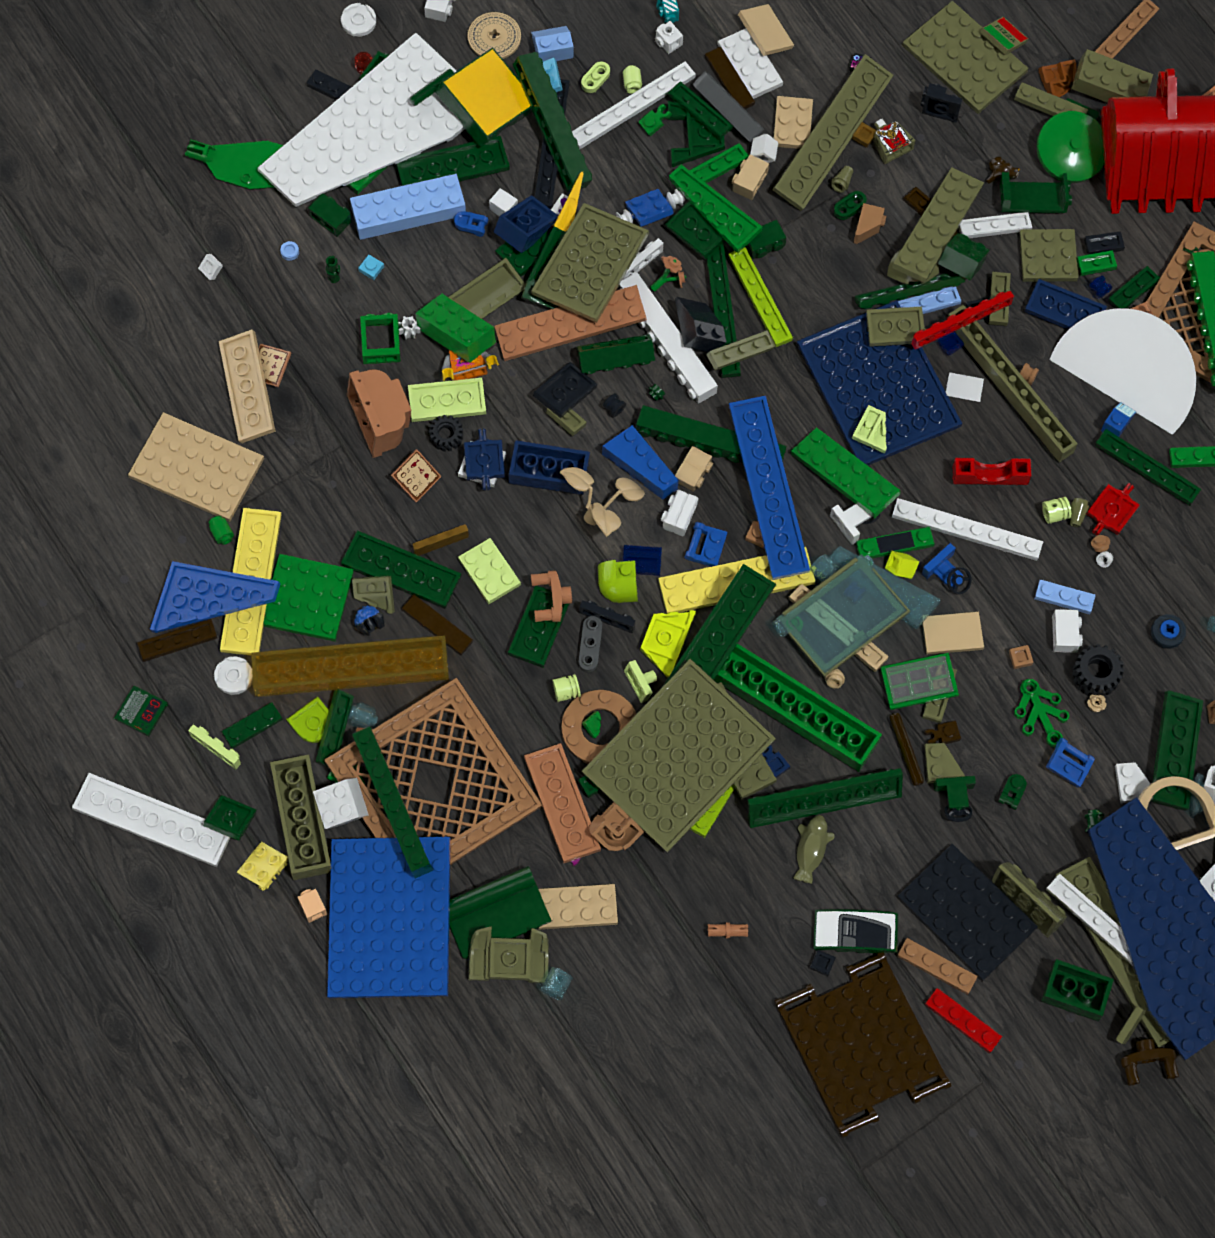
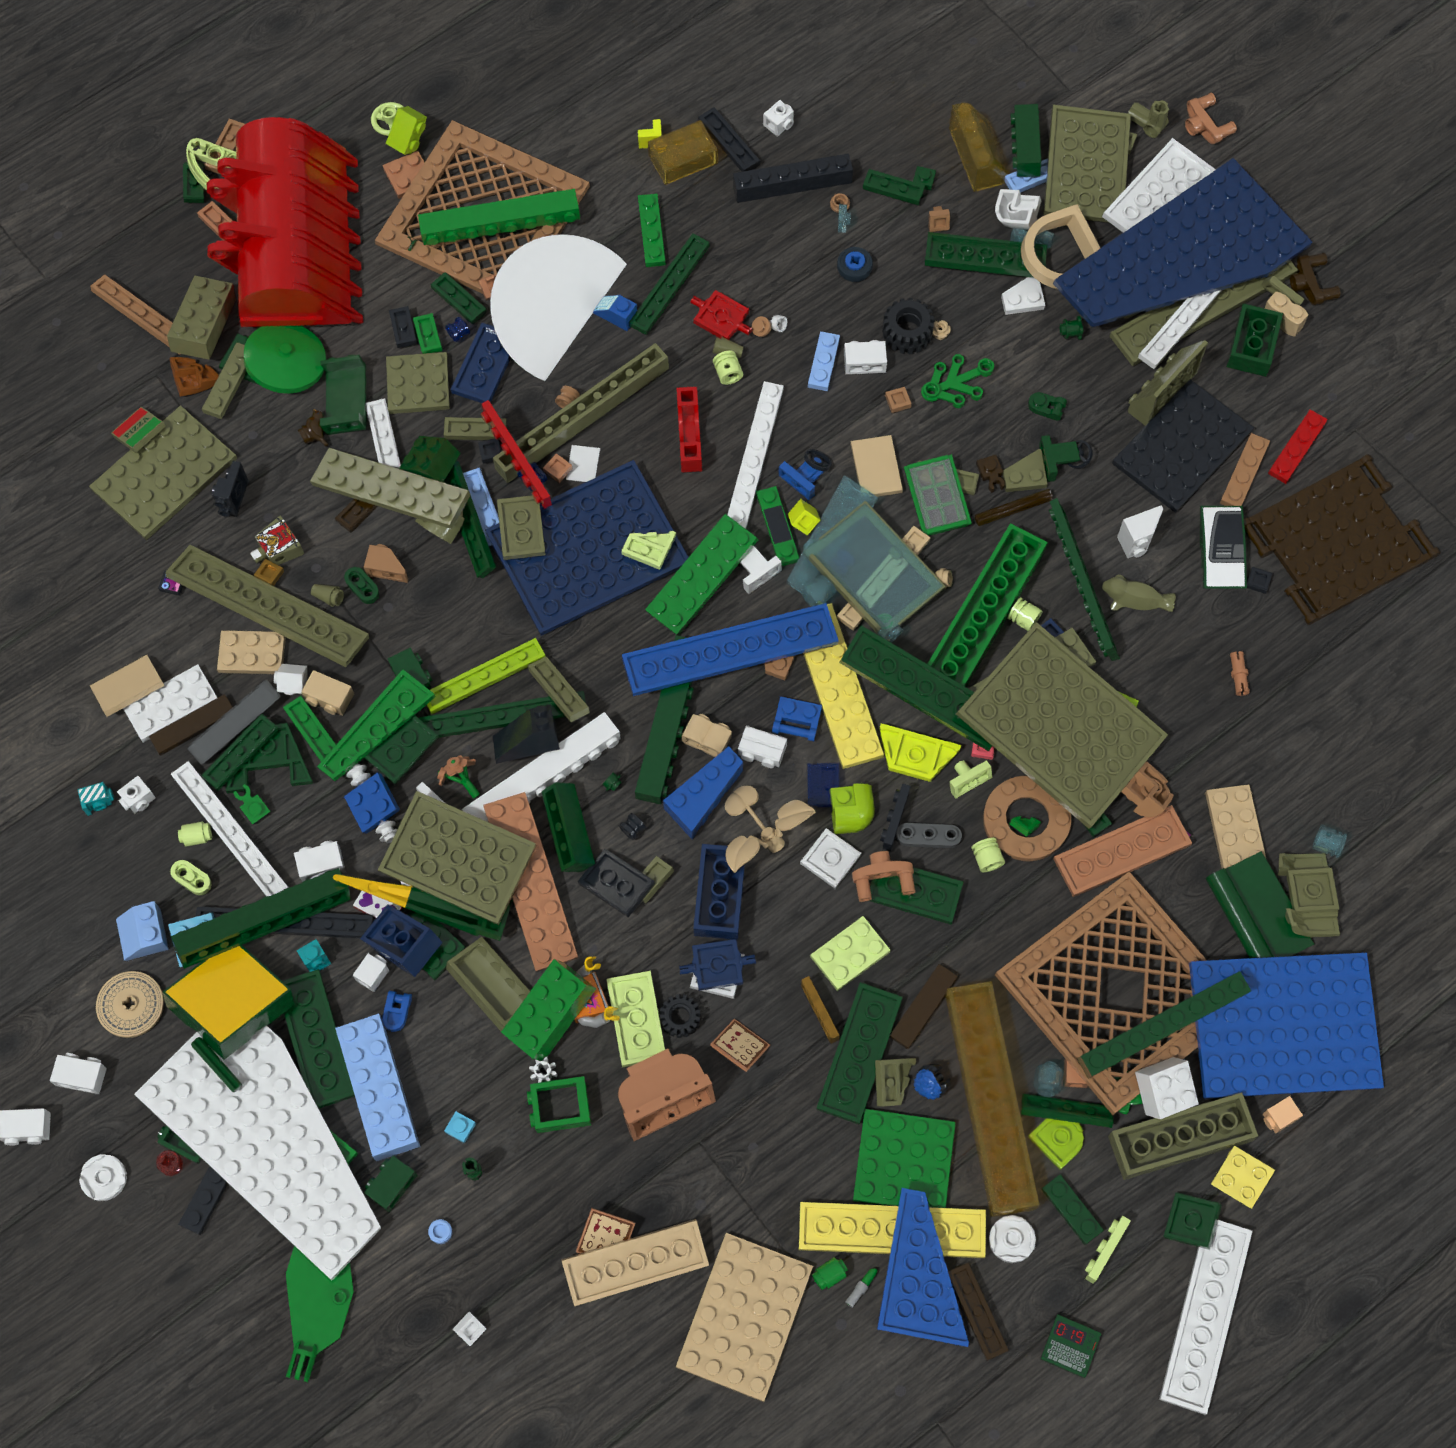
camera: 90 degrees left, 0 degrees up
(208, 555) = (861, 1287): none -> light grey piece
(520, 163) = (313, 956): none -> teal brick
(575, 562) = (830, 858): none -> white tile
(601, 168) = (318, 860): none -> white brick
(794, 744) = (1024, 614): none -> yellowish green piece
(871, 854) = (1138, 531): none -> white slope
(958, 363) = (557, 468): none -> nougat plate
(1068, 768) = (1017, 354): blue plate -> none
(1110, 1024) = (1293, 314): none -> tan brick

